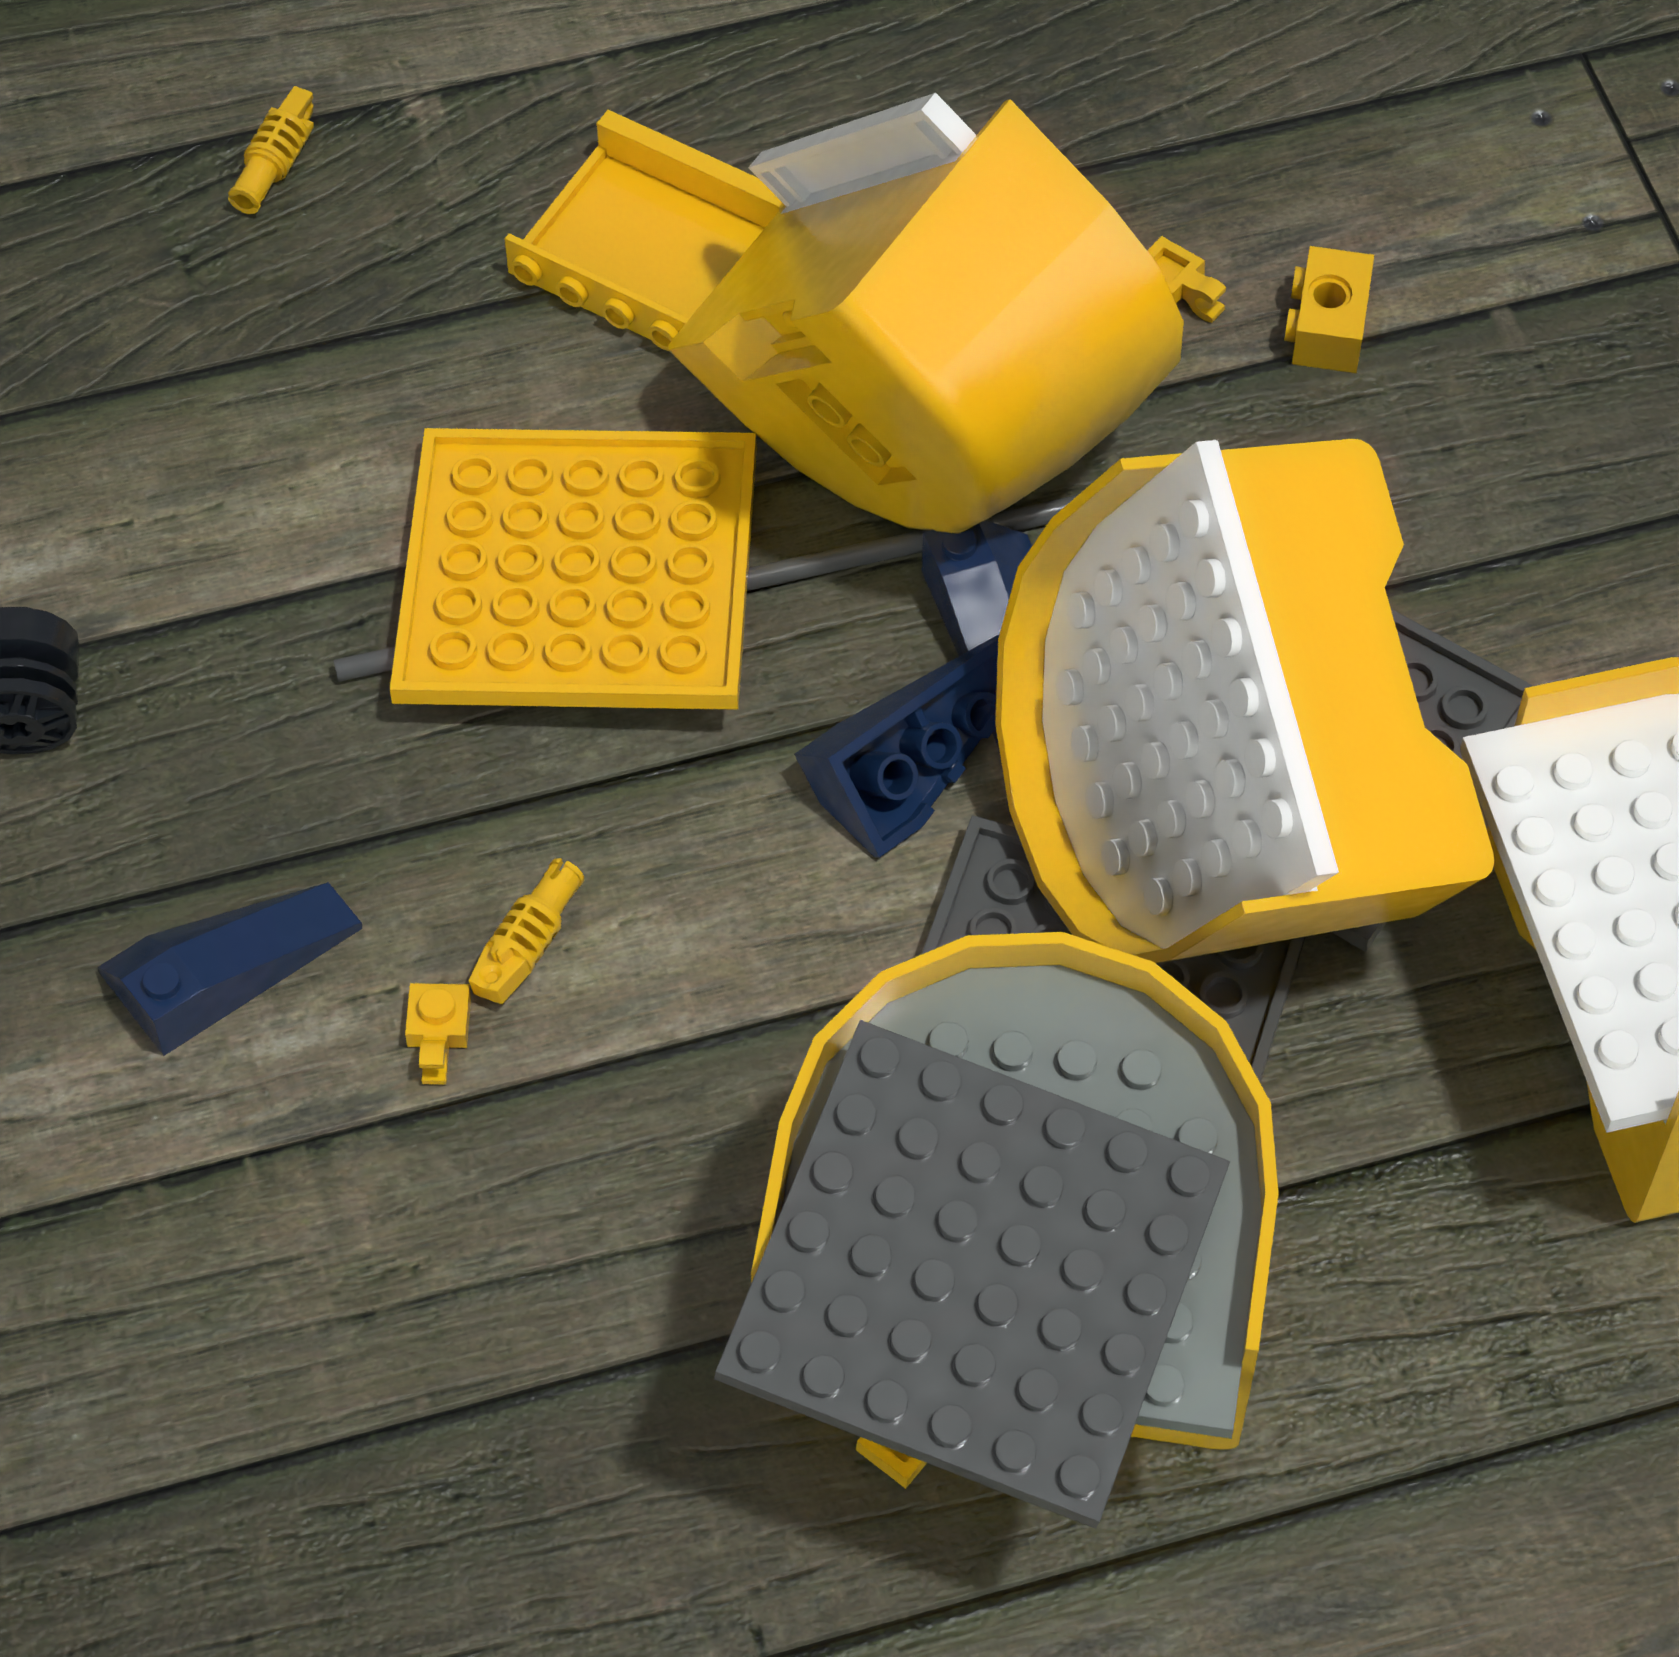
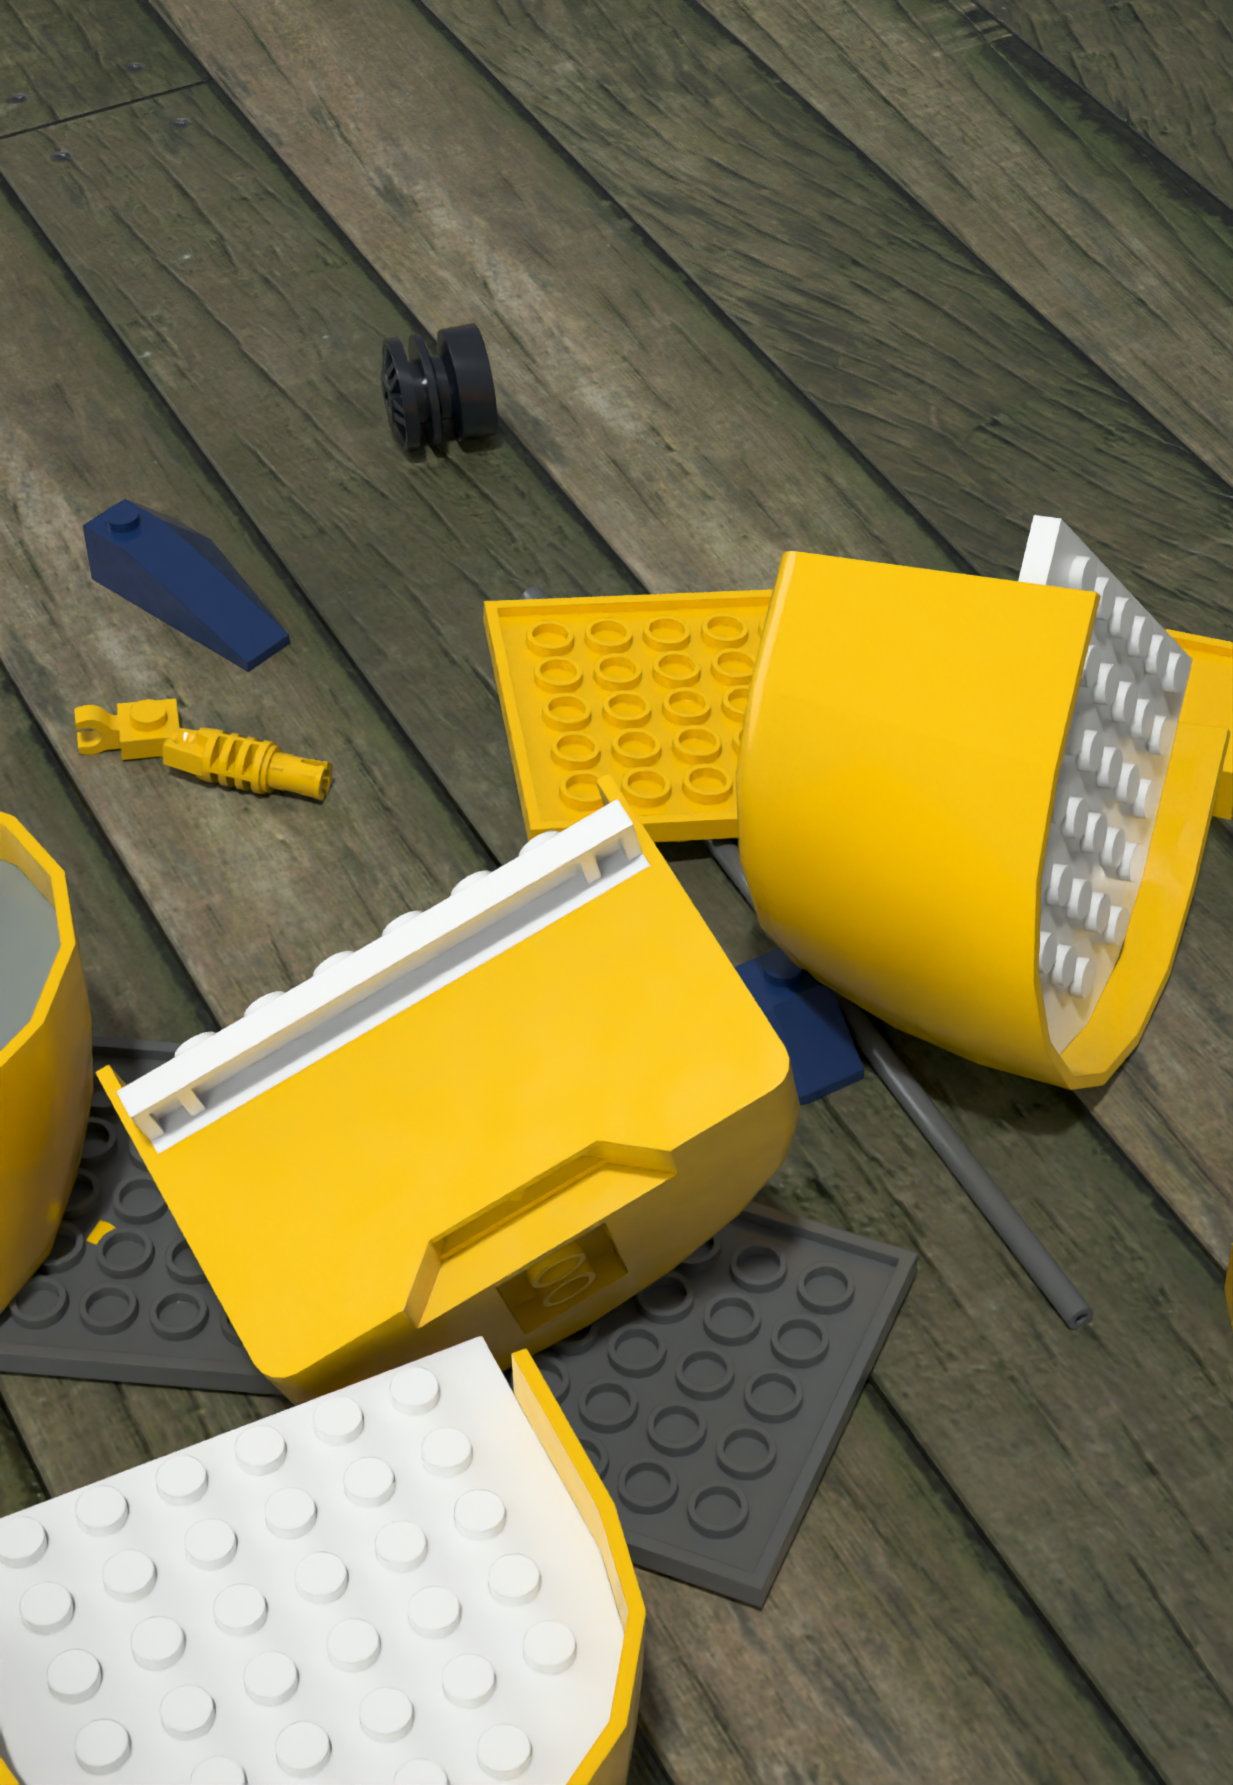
camera: 80 degrees right, 15 degrees down
(273, 150) = (1172, 439): yellow hinge -> none

